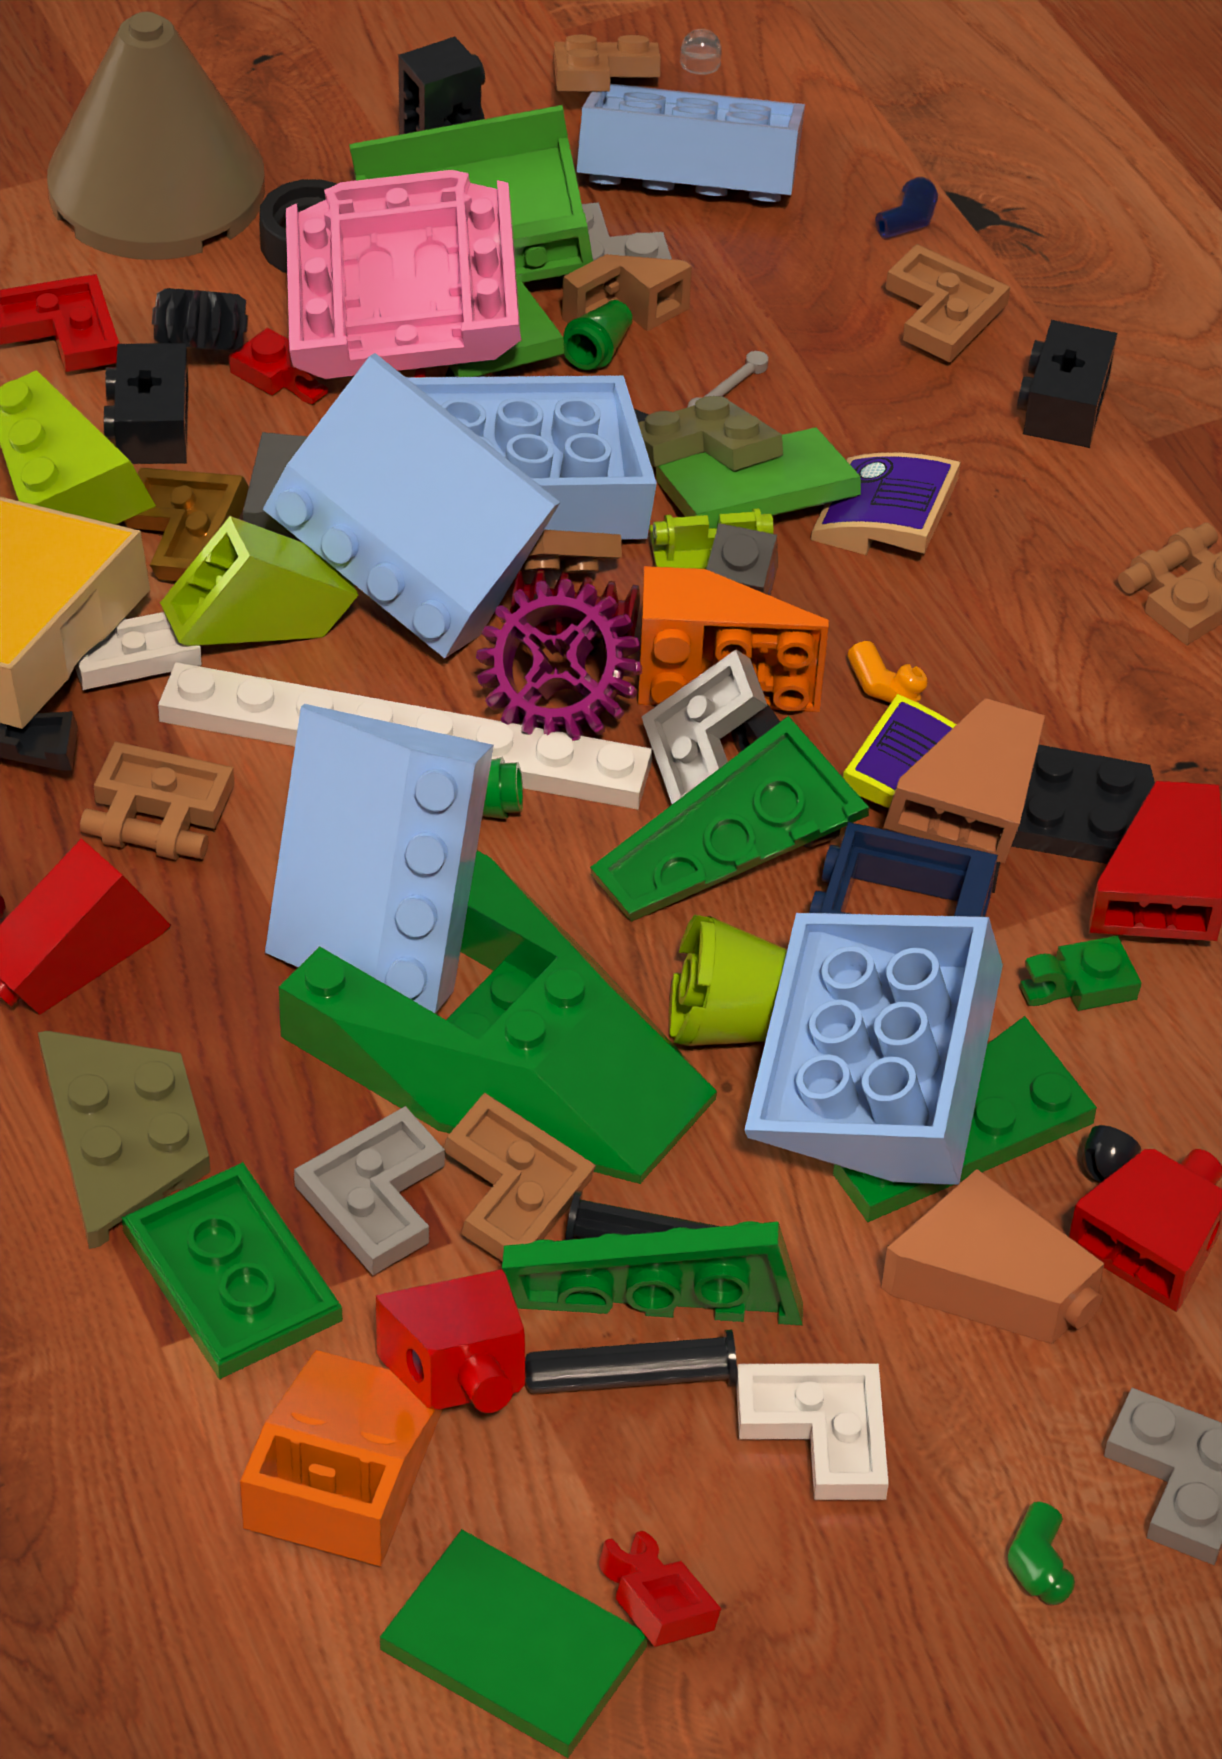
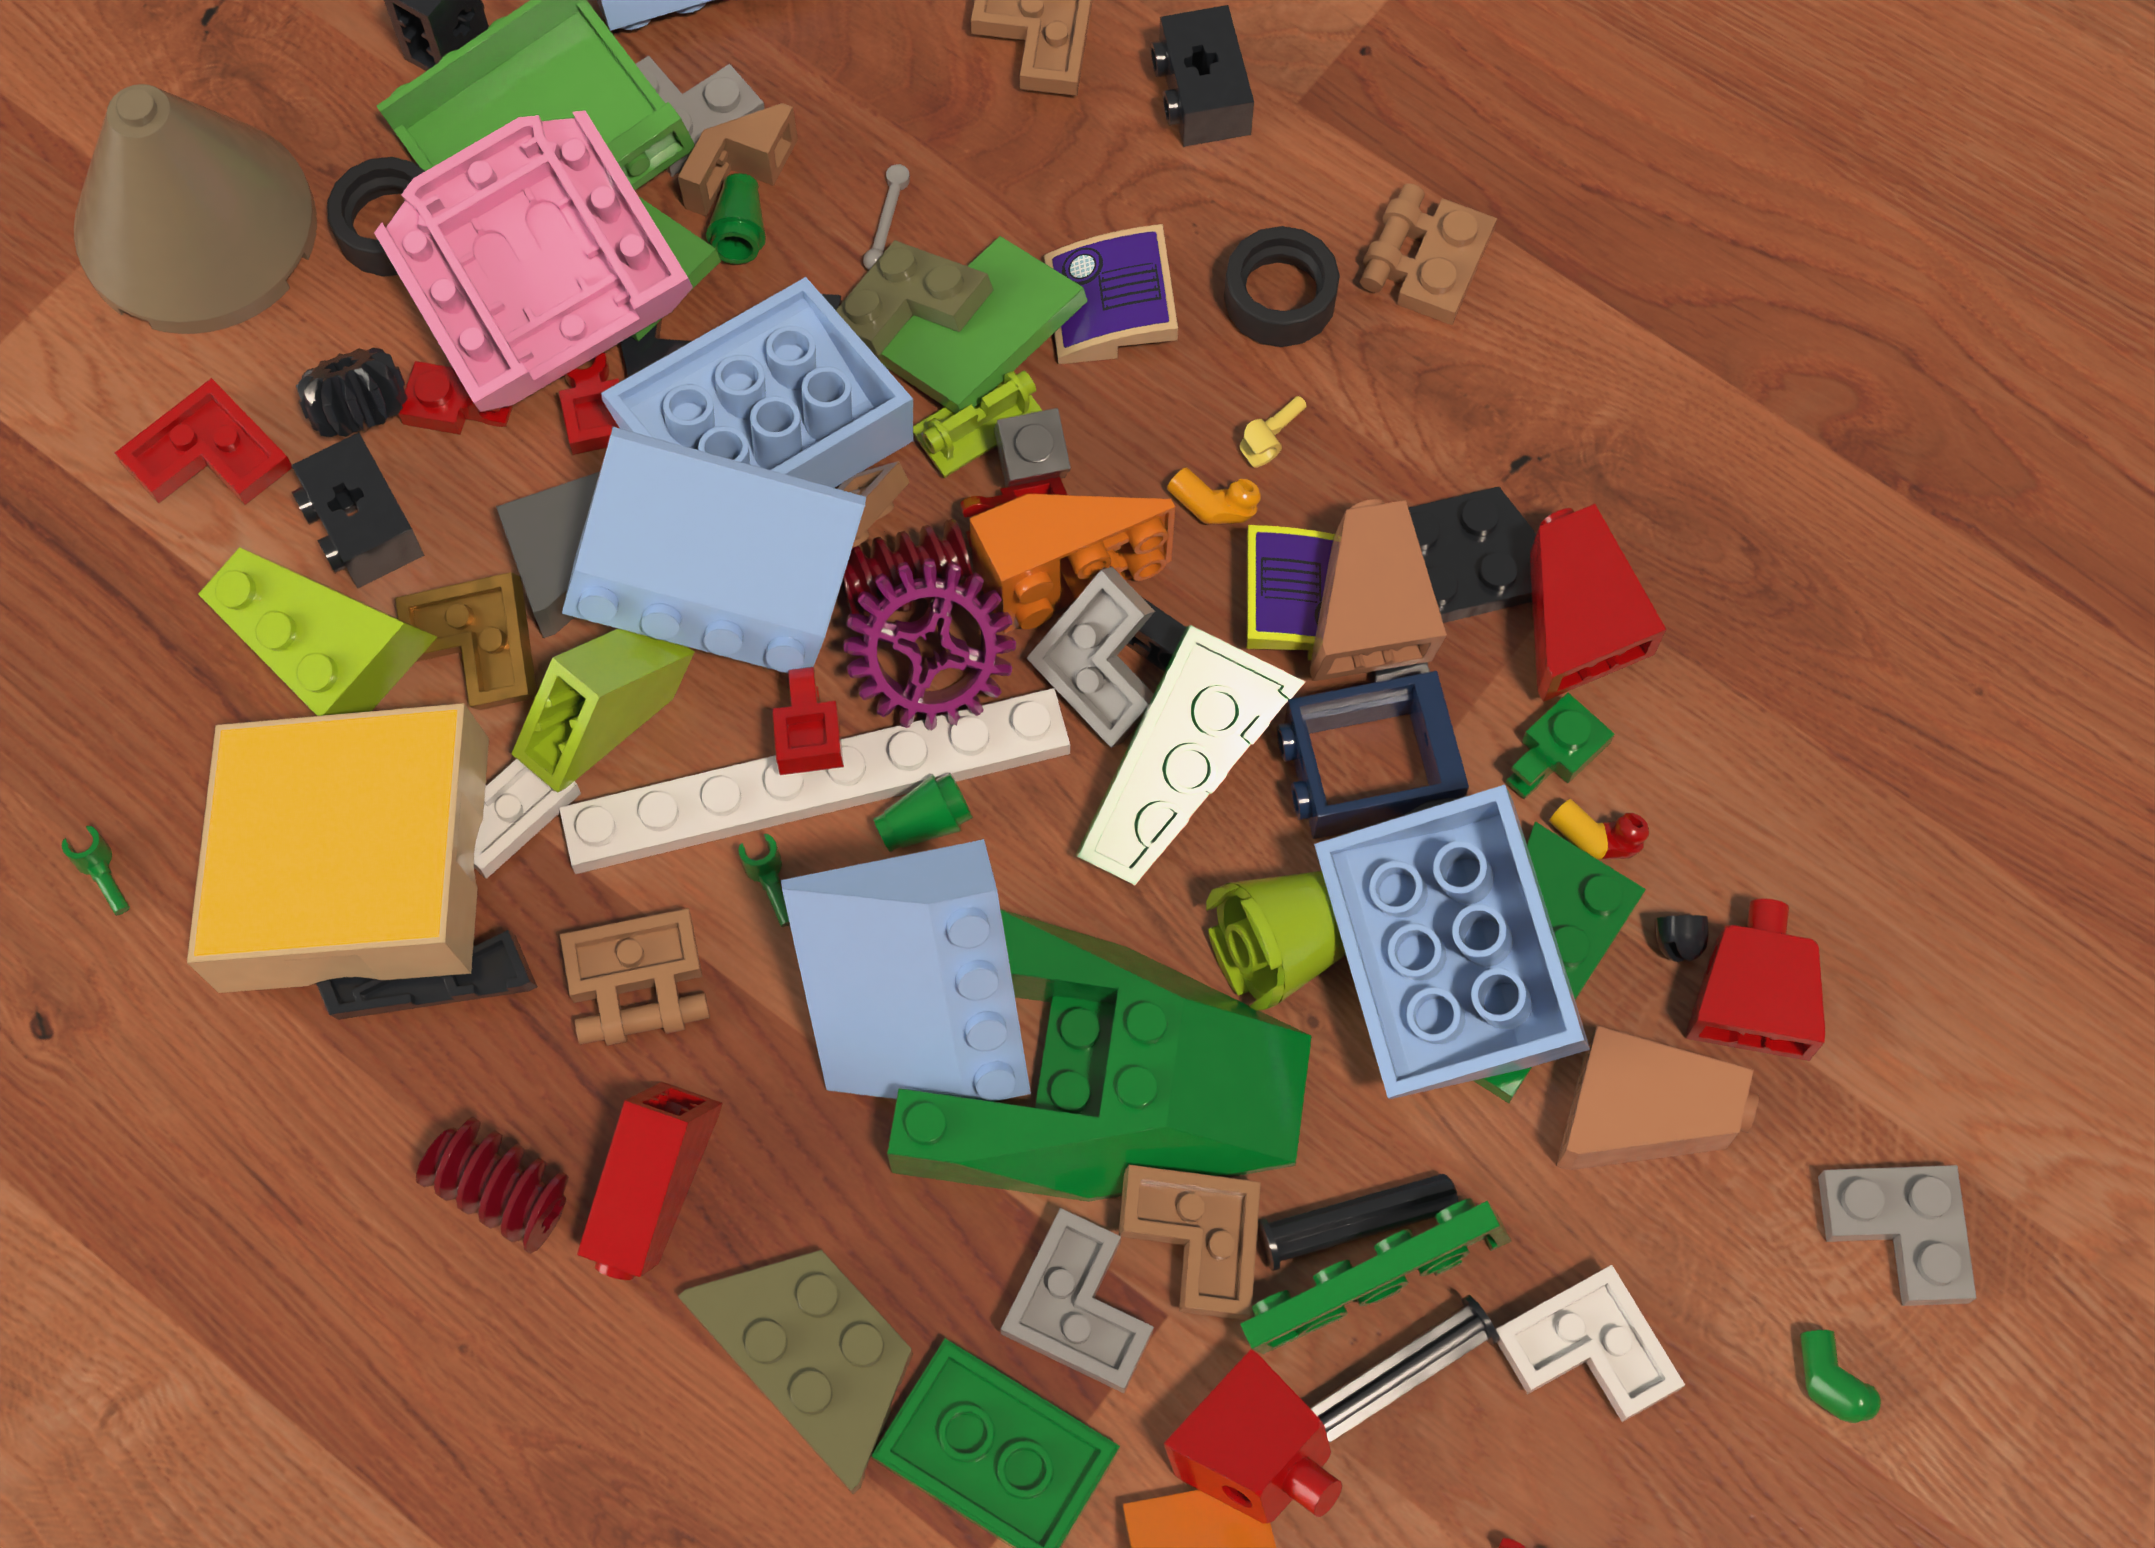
camera: 25 degrees left, 20 degrees up
(414, 681) = (808, 730): none -> red plate
(954, 652) = (1259, 439): none -> light yellow hand
(1048, 521) = (1288, 247): none -> black tyre
(1093, 1064) = (1601, 840): none -> arm

